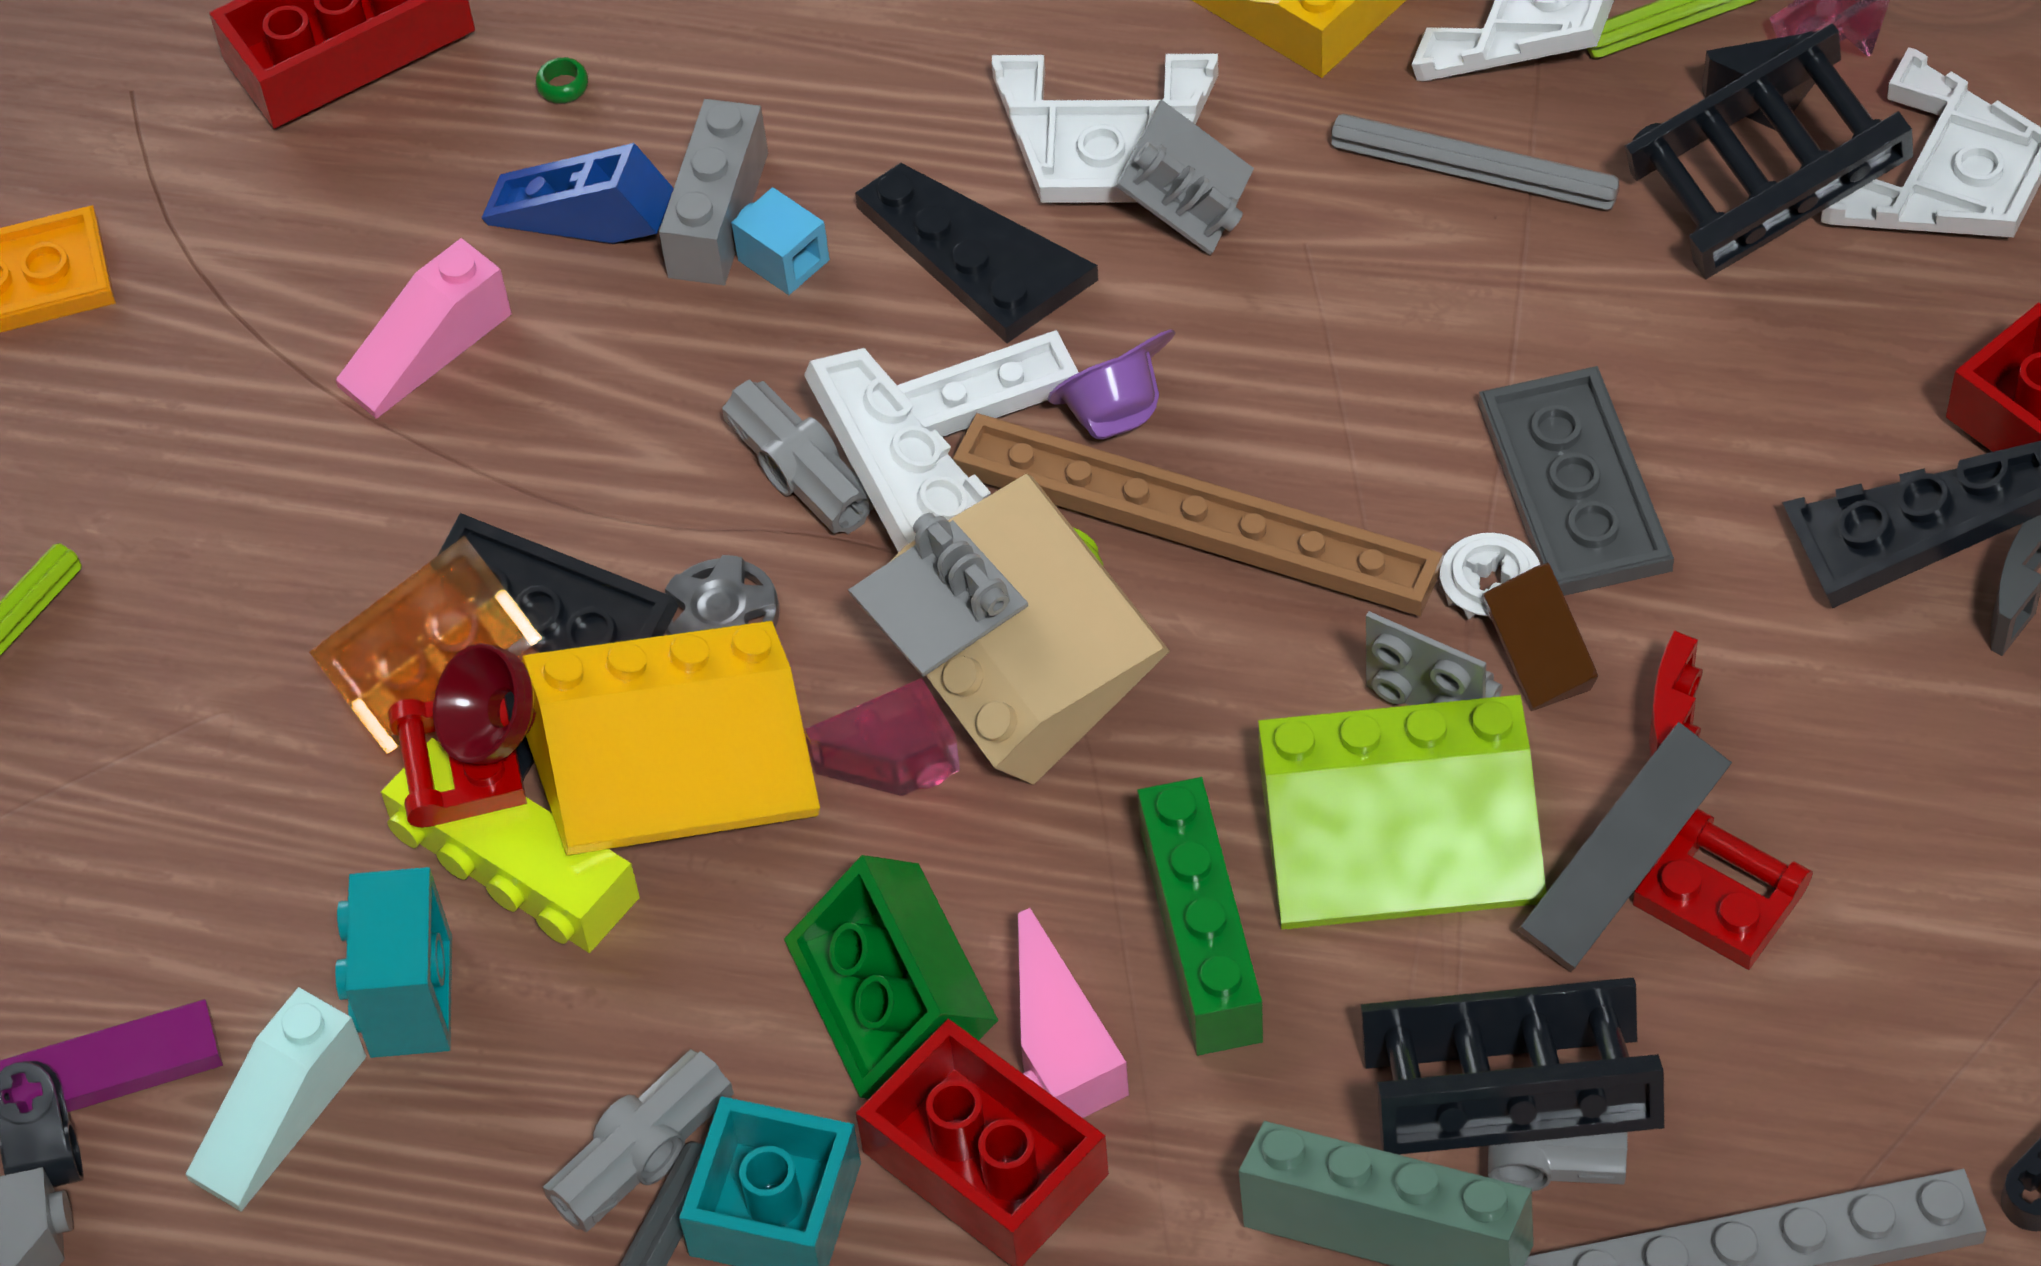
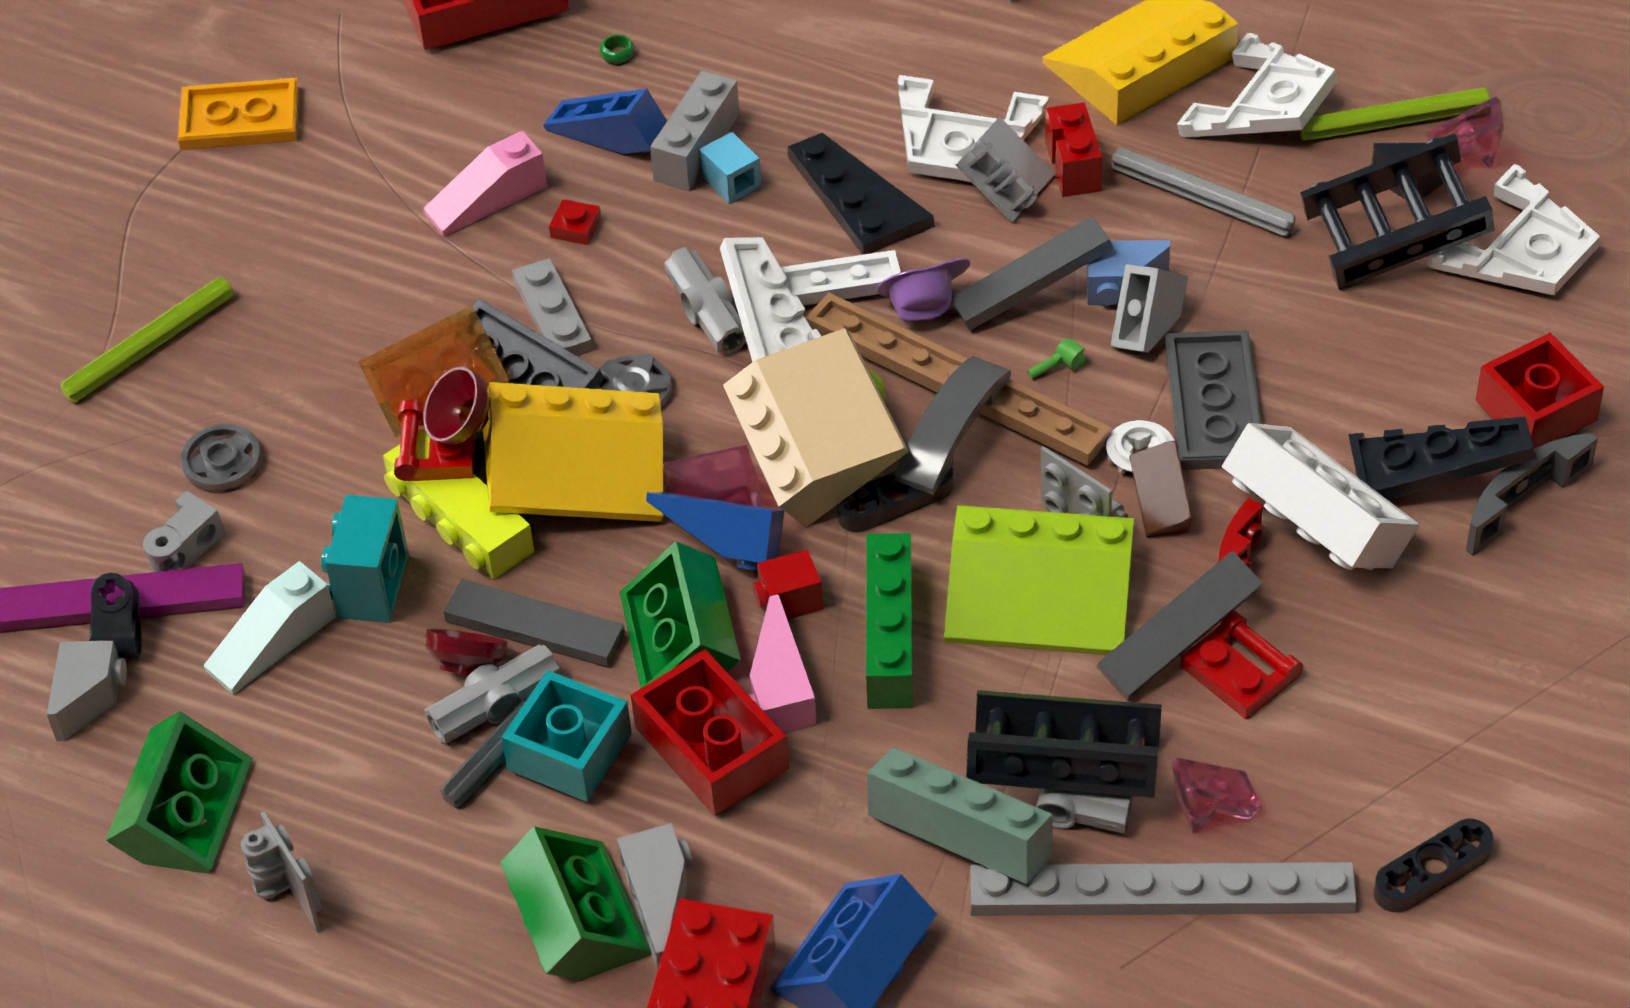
camera: 10 degrees right, 5 degrees down
(105, 972) = (183, 535): none -> light grey leg
(128, 833) = (221, 460): none -> flat silver wheel
(568, 363) = (575, 221): none -> red plate
(568, 504) = (551, 306): none -> light grey plate
(580, 1079) = (463, 651): none -> dark red piece
(670, 1012) = (534, 622): none -> dark grey tile
(928, 813) = (728, 528): none -> blue slope
(937, 595) = (766, 390): light grey hinge -> none
(1037, 877) = (794, 581): none -> red brick
(1164, 686) = (886, 509): none -> black beam
(1209, 589) = (948, 421): none -> dark grey slope
(1267, 333) = (1031, 273): none -> dark grey tile
(1278, 126) = (1073, 149): none -> red brick
(1346, 446) = (1067, 352): none -> bright green hand
(1394, 304) = (1107, 271): none -> medium blue slope
(1447, 358) = (1147, 306): none -> light grey slope
(1737, 1096) = (1212, 789): none -> clear pink slope
(1776, 613) = (1319, 497): none -> white brick

